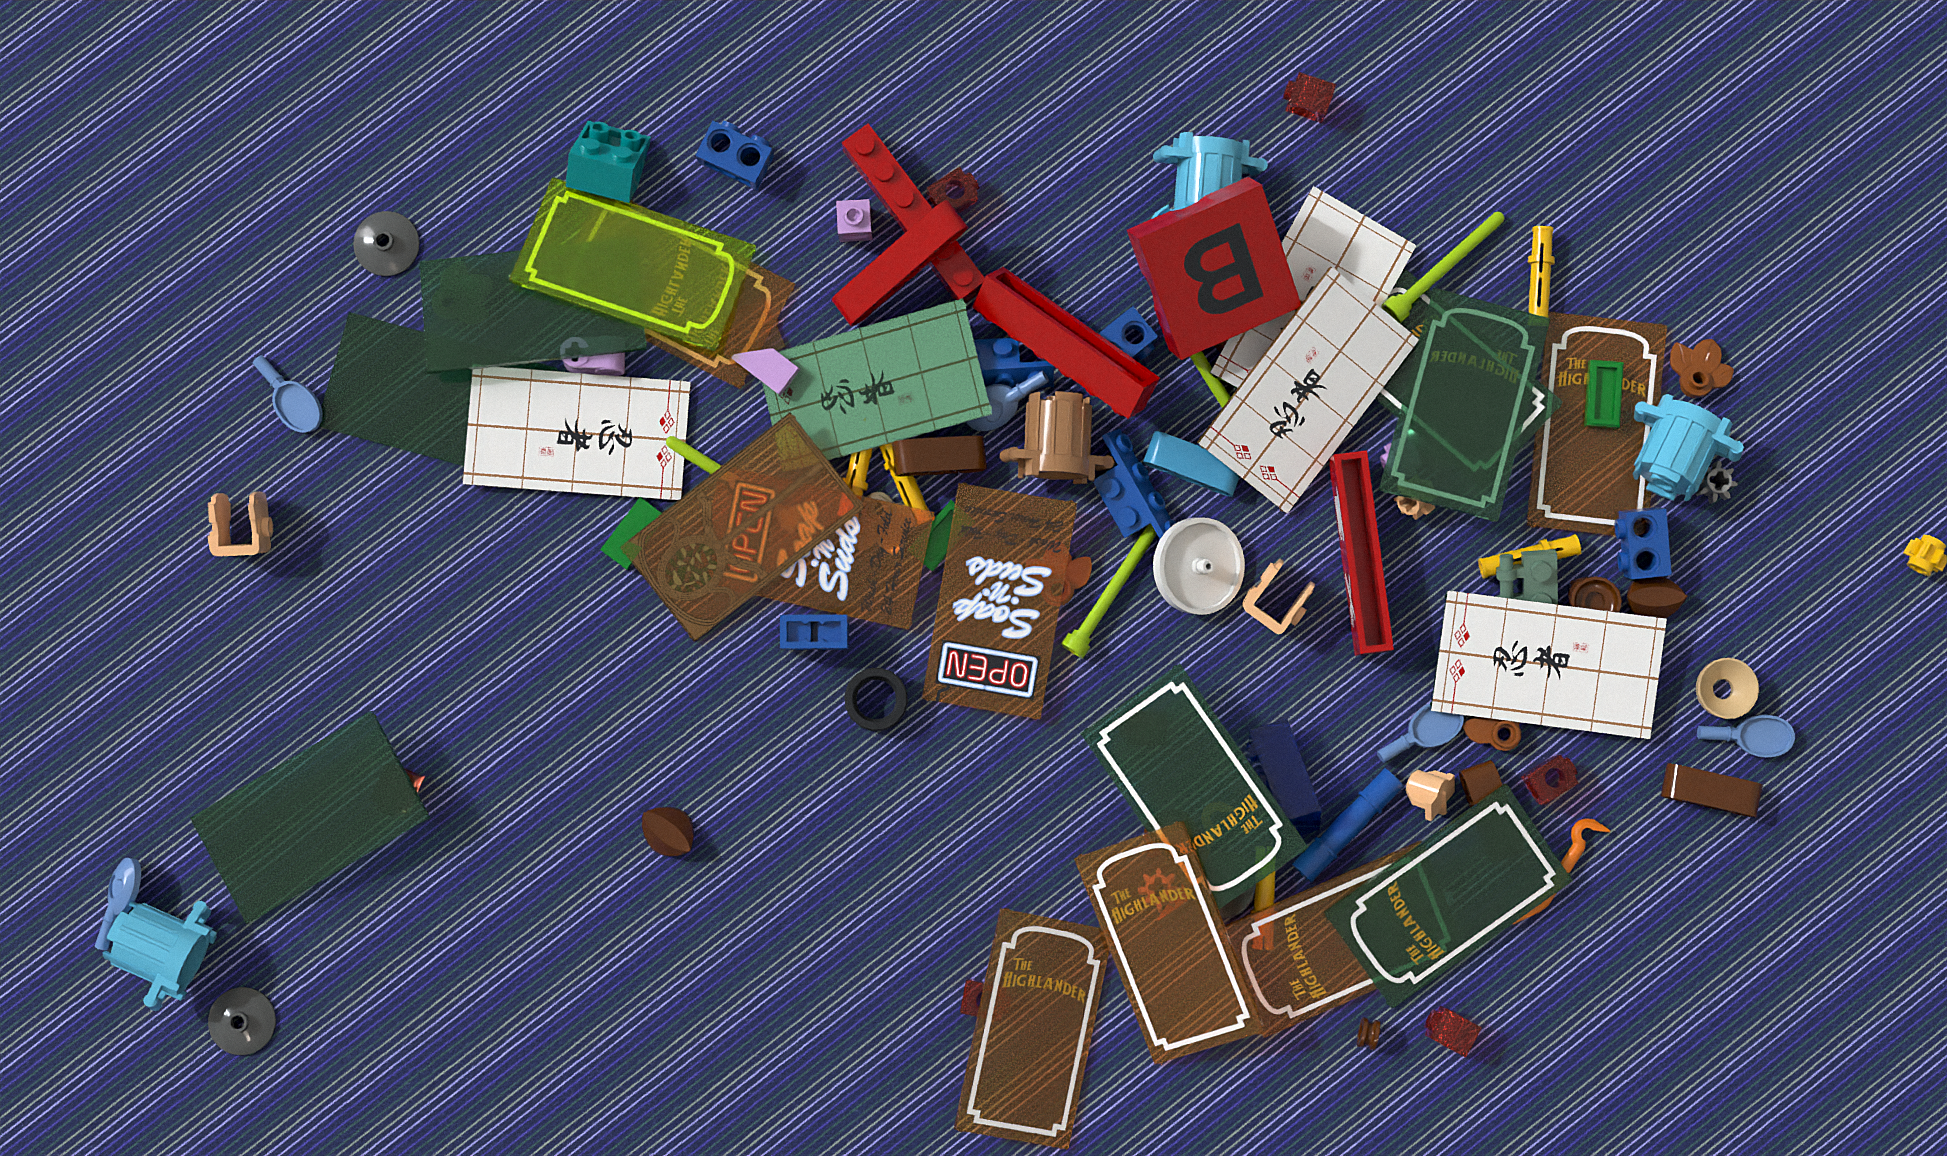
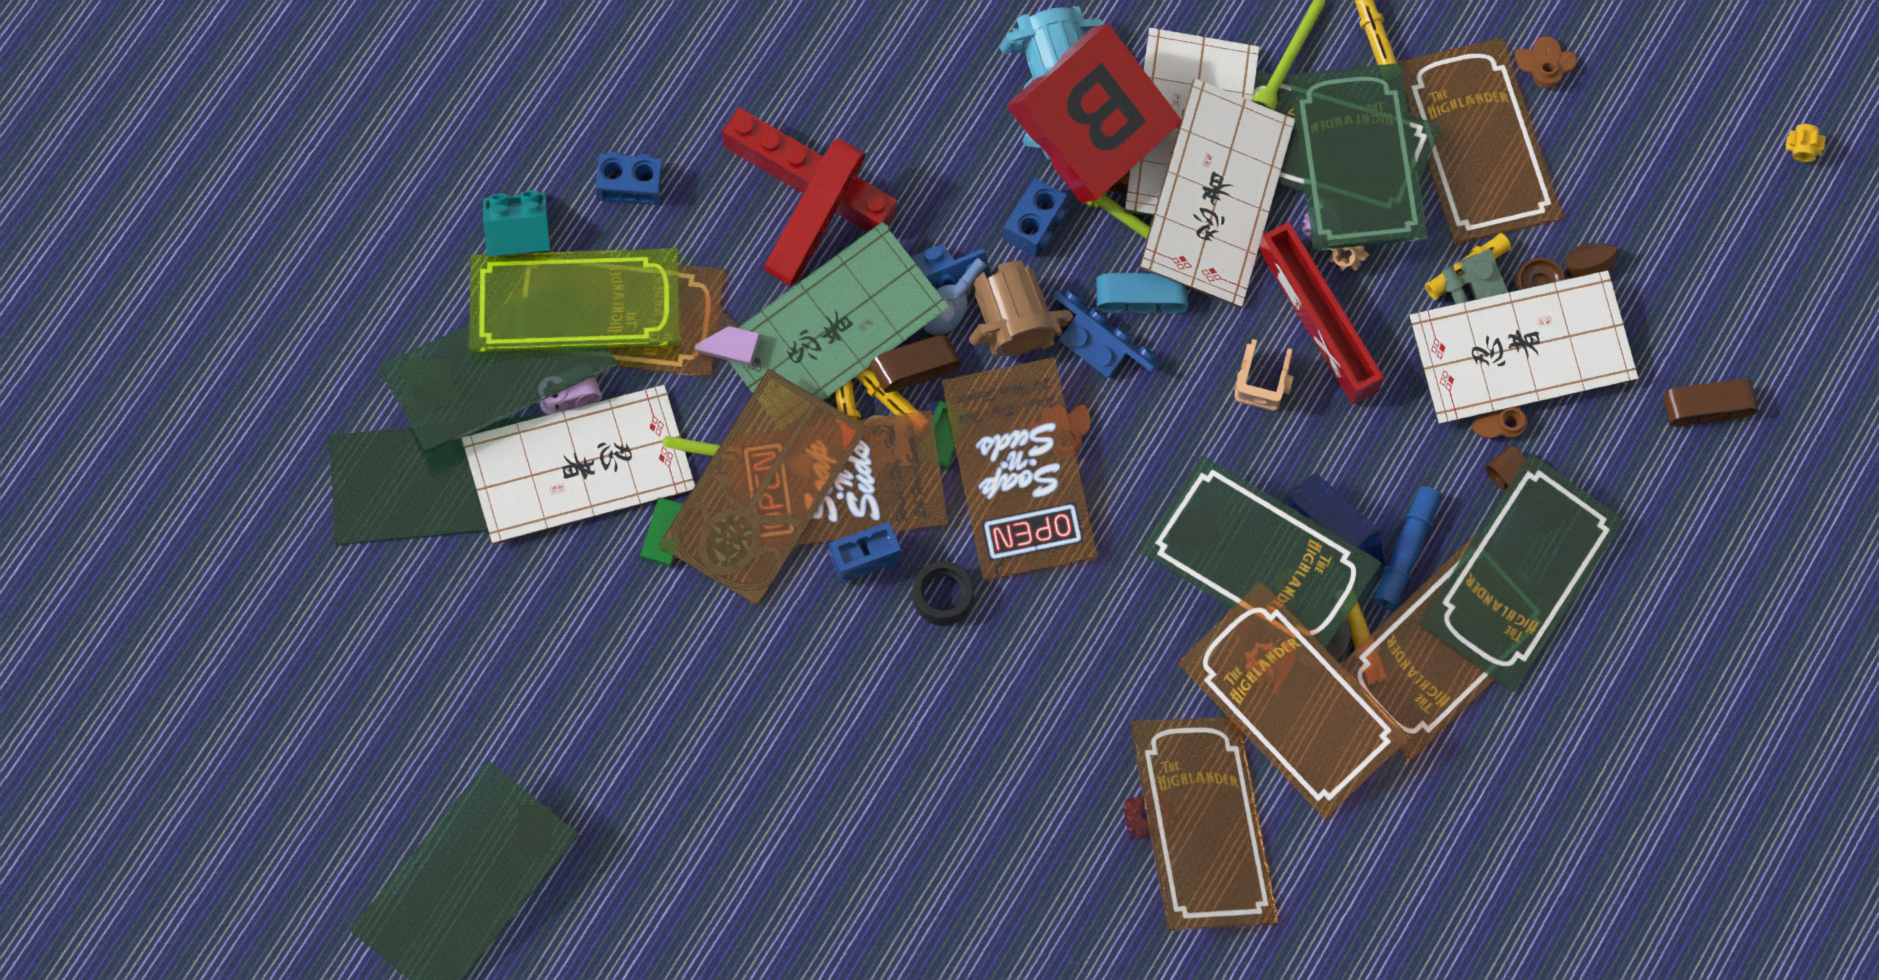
camera: 25 degrees left, 15 degrees down
(220, 516) = (310, 669): light nougat piece -> none
(291, 400) = (305, 528): medium blue piece -> none
(395, 256) = (340, 379): dark grey dish -> none
(668, 831) = (799, 779): reddish brown piece -> none
(854, 220) = (758, 195): lavender brick -> none
(937, 191) = (833, 130): clear red brick -> none
(1065, 342) = (988, 226): red brick -> none
(1079, 640) = (1103, 479): lime piece -> none
(1198, 565) = (1183, 374): white piece -> none
(1368, 1033) = (1502, 718): reddish brown bush -> none
(1425, 730) = (1441, 443): medium blue piece -> none
(1430, 791) = (1467, 492): light nougat piece -> none
(1451, 1030) = (1574, 687): clear red brick -> none
(1536, 783) = (1561, 454): clear red brick -> none
(1571, 856) = (1615, 506): orange piece -> none
(1603, 394) = (1473, 111): green tile -> none
(1653, 540) = (1569, 215): blue brick -> none
(1681, 446) = (1557, 124): medium azure container -> none
(1722, 476) = (1599, 148): light grey gear -> none
(1742, 683) = (1688, 299): tan piece -> none
(1755, 735) = (1728, 344): medium blue piece -> none

